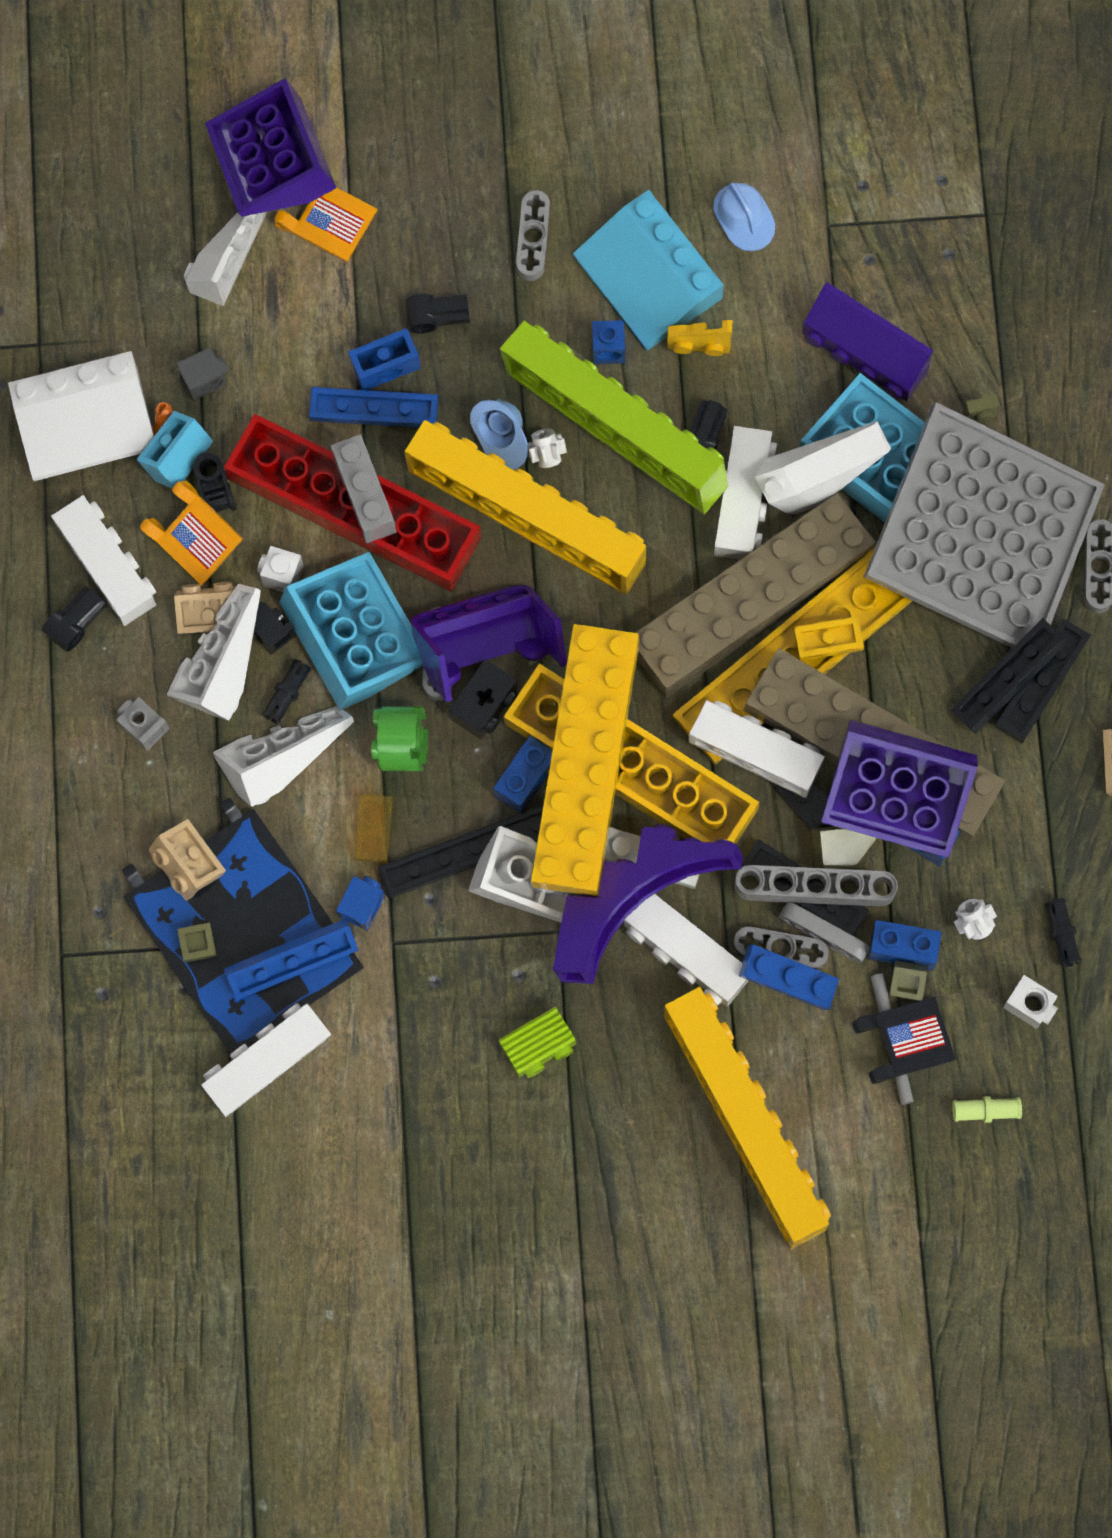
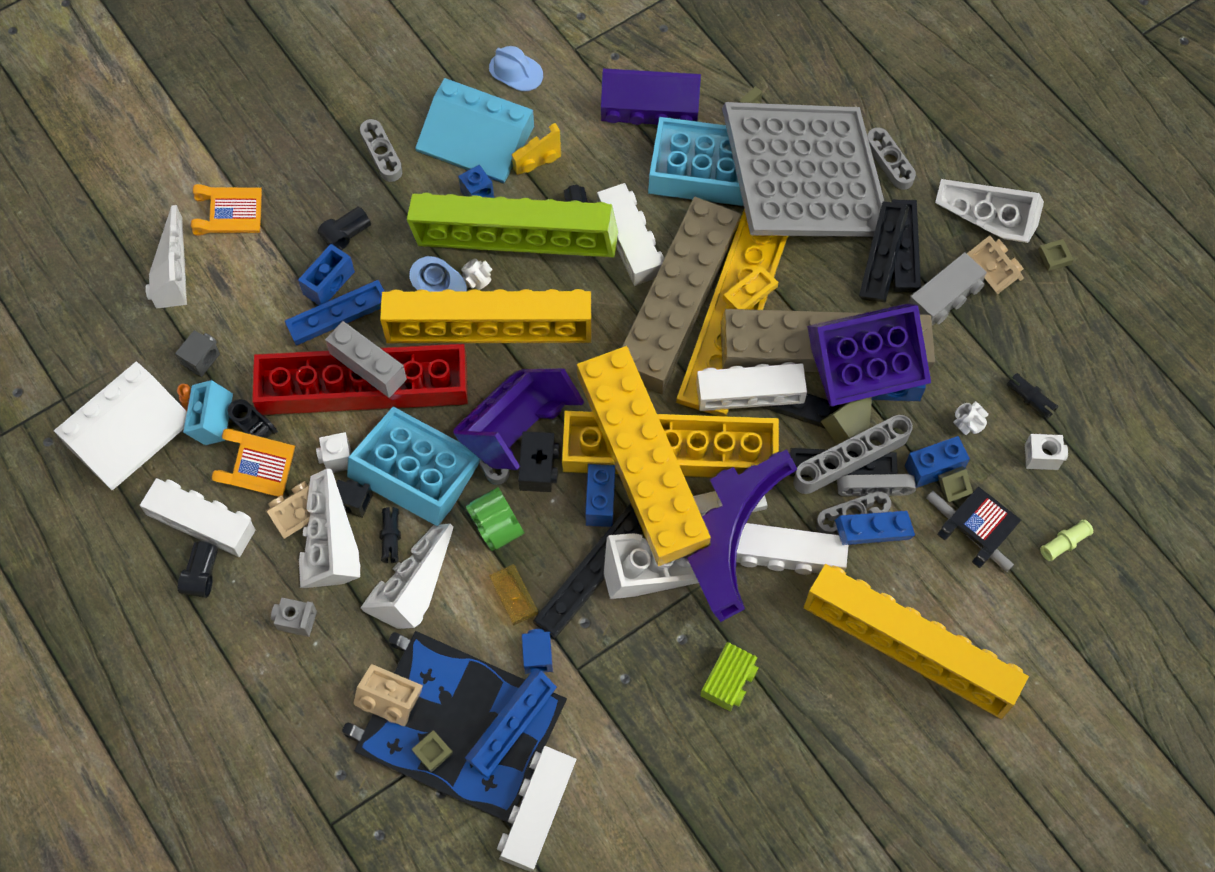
camera: 35 degrees left, 10 degrees down
(270, 152) = (163, 182): dark purple slope -> none
(818, 470) = (673, 187): white wedge -> none
(1052, 760) = (949, 288): none -> light grey brick

